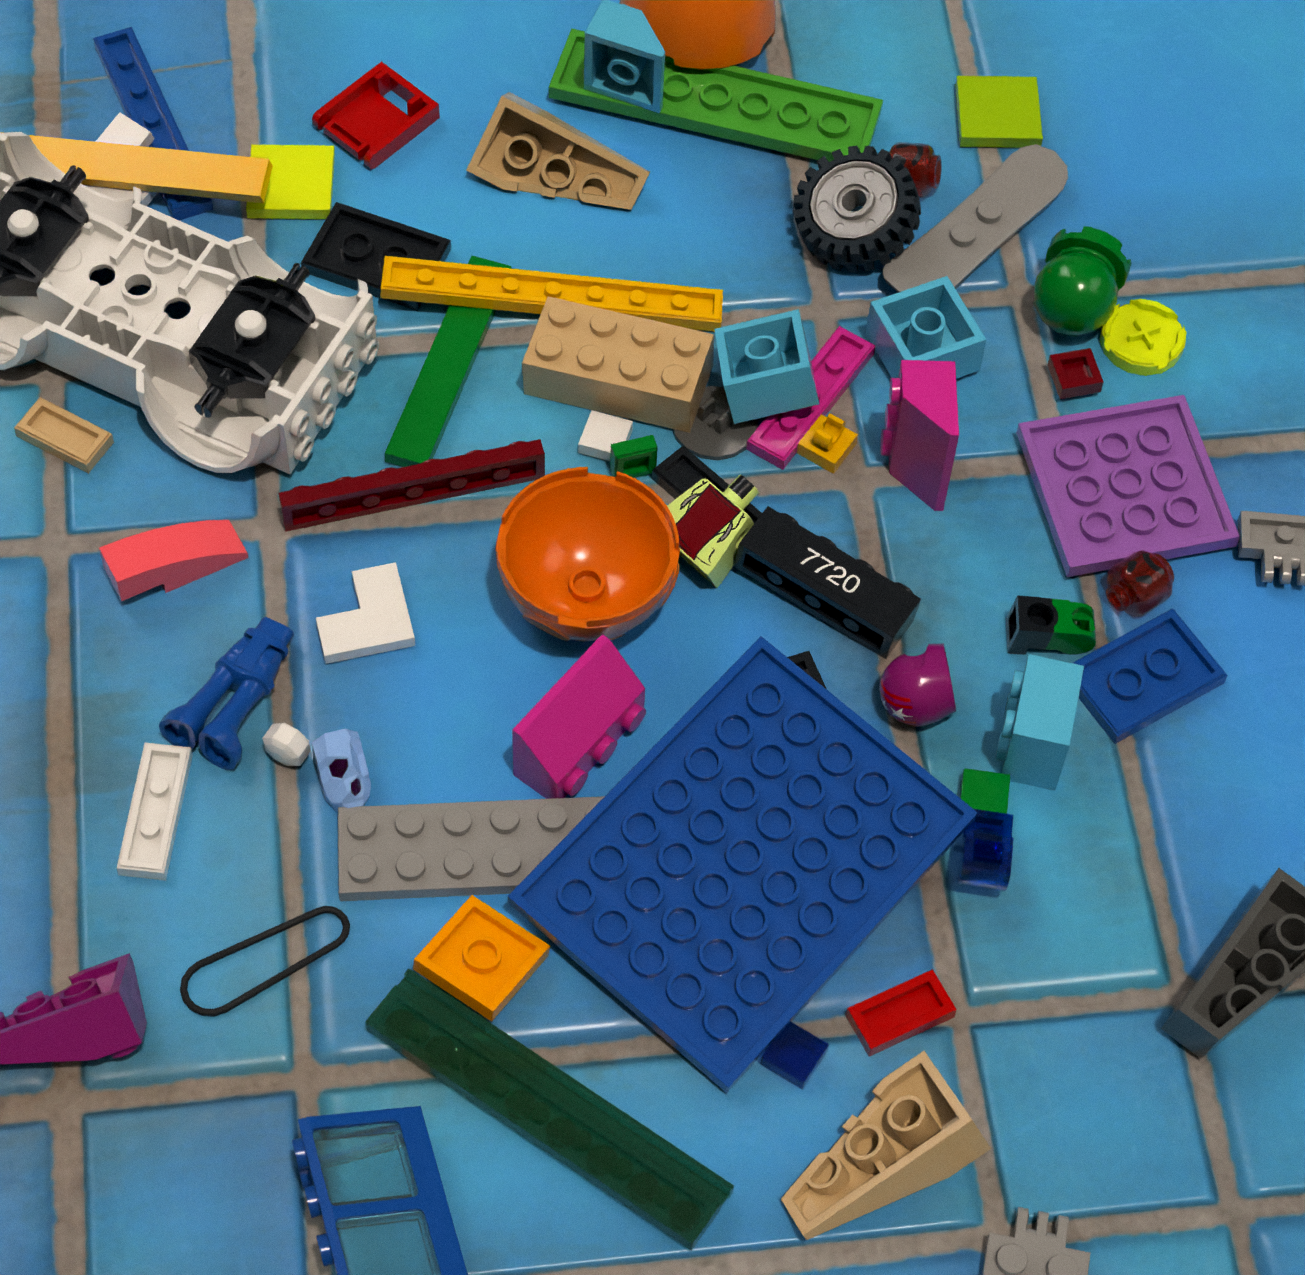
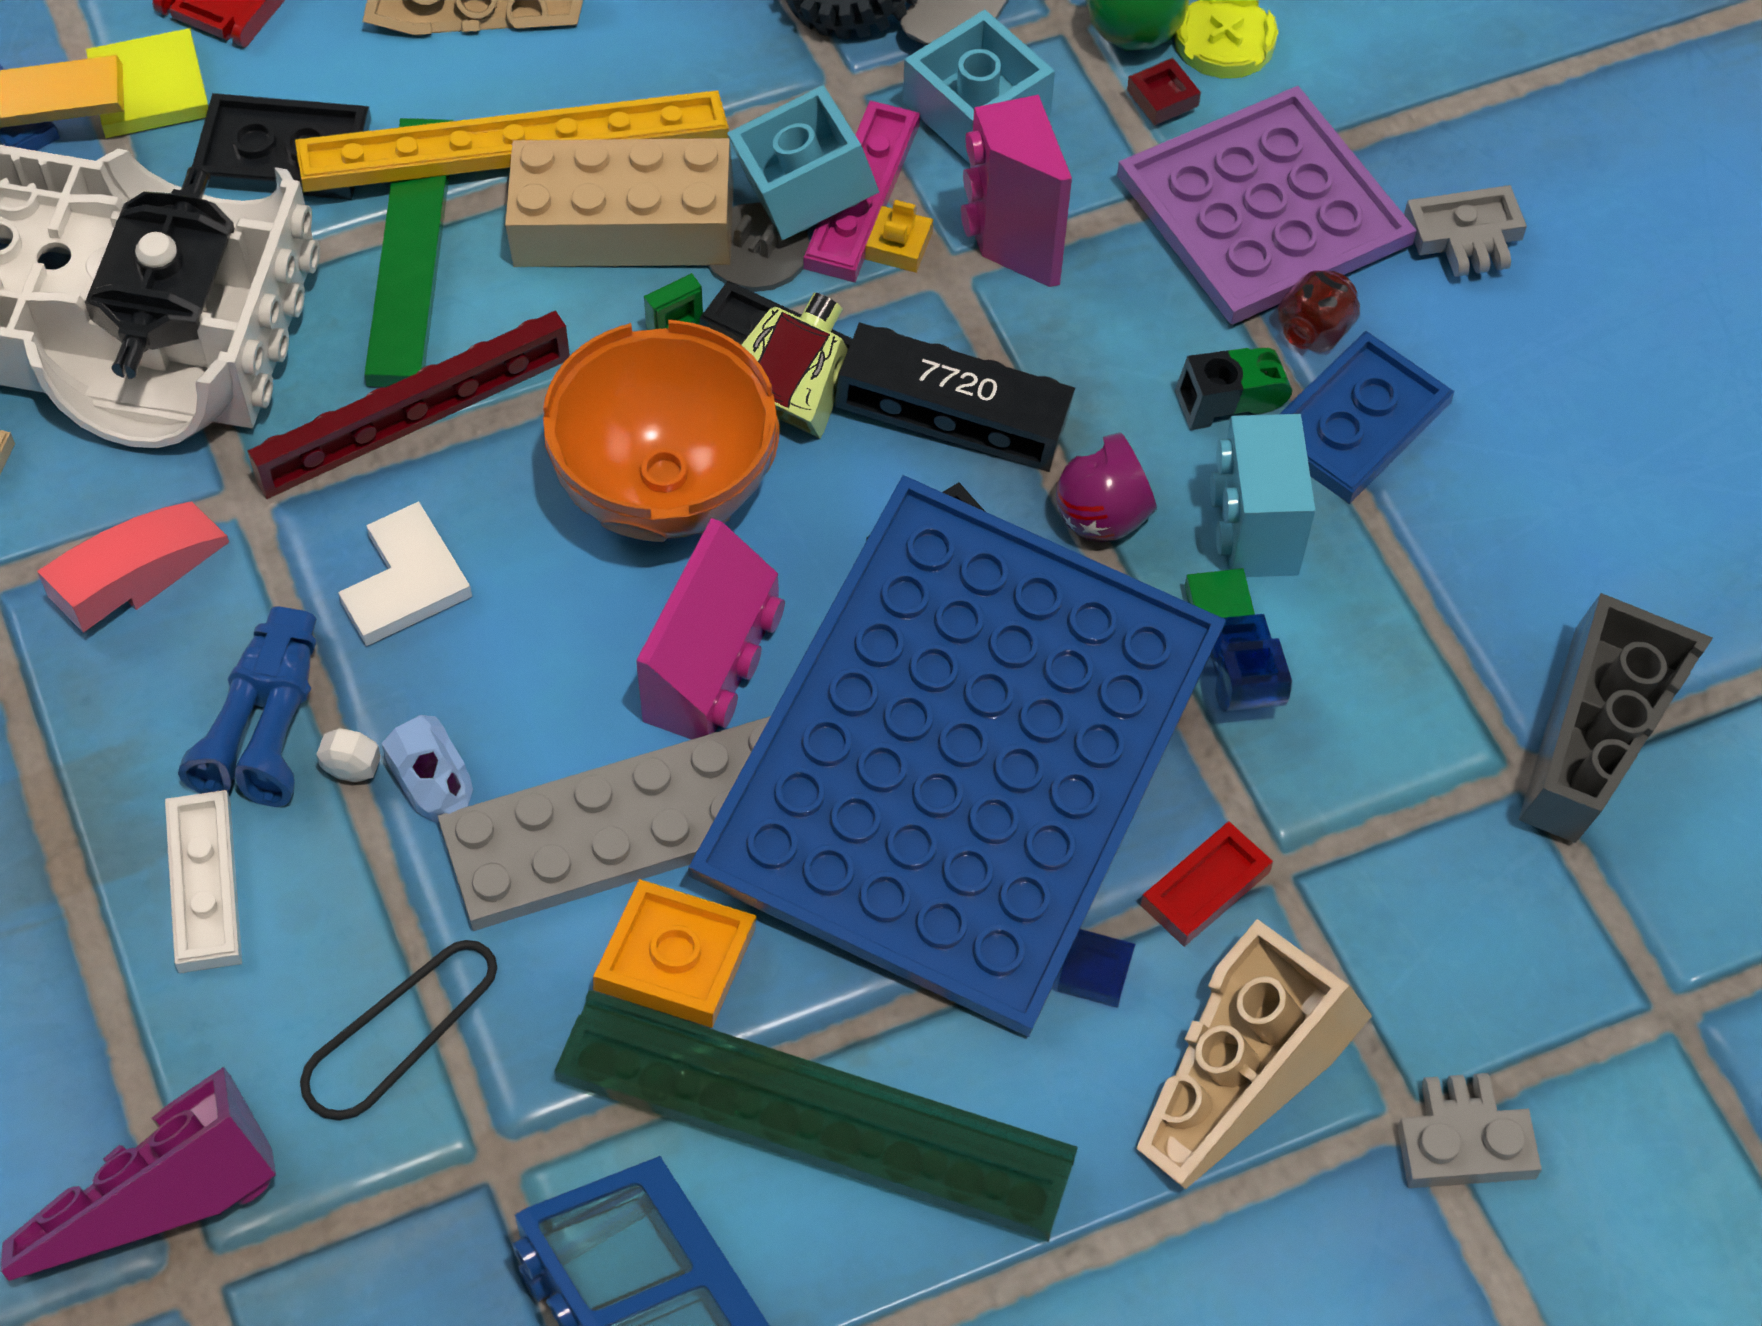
camera: 15 degrees left, 0 degrees up
(601, 432) = (625, 291): white tile -> none

